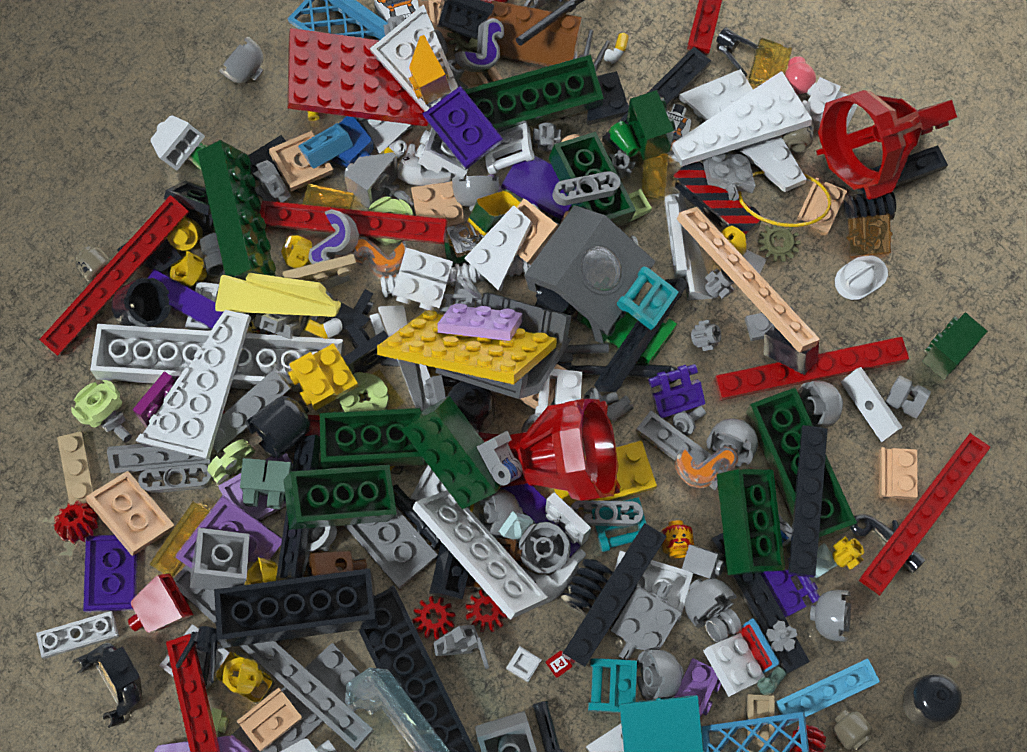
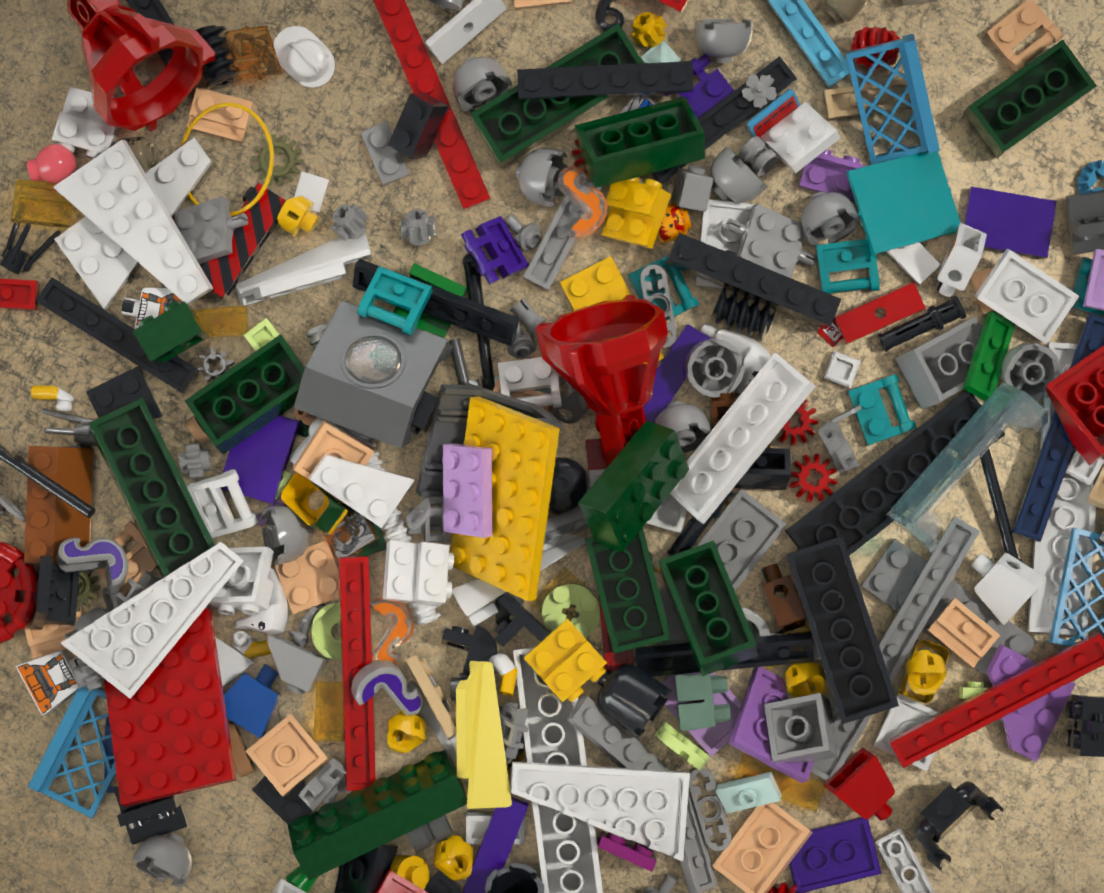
camera: 100 degrees left, 15 degrees up
(179, 510) = (748, 792): none -> light aqua plate
(206, 642) = (894, 721): black plant -> none
(276, 61) = (152, 817): none -> black bracket
(315, 126) = (241, 759): none -> medium nougat beam
(325, 145) = (264, 728): dark azure slope -> none
(427, 74) = (162, 616): light orange slope -> none
(463, 127) = (218, 561): dark purple tile -> none
(480, 683) = (873, 415): none -> teal plate
(500, 459) = (635, 432): light grey leg -> none
(515, 526) = (697, 404): light aqua tile -> none
(560, 513) = (686, 339): white plate -> none
(564, 690) = (895, 306): none -> red tile
(578, 195) = (267, 375): light grey beam -> none
(624, 138) = (185, 364): green cone -> none
(691, 510) = (635, 211): none -> yellow plate
(748, 279) = (348, 187): light nougat plate -> none
(769, 684) = (814, 97): sand green arm -> none

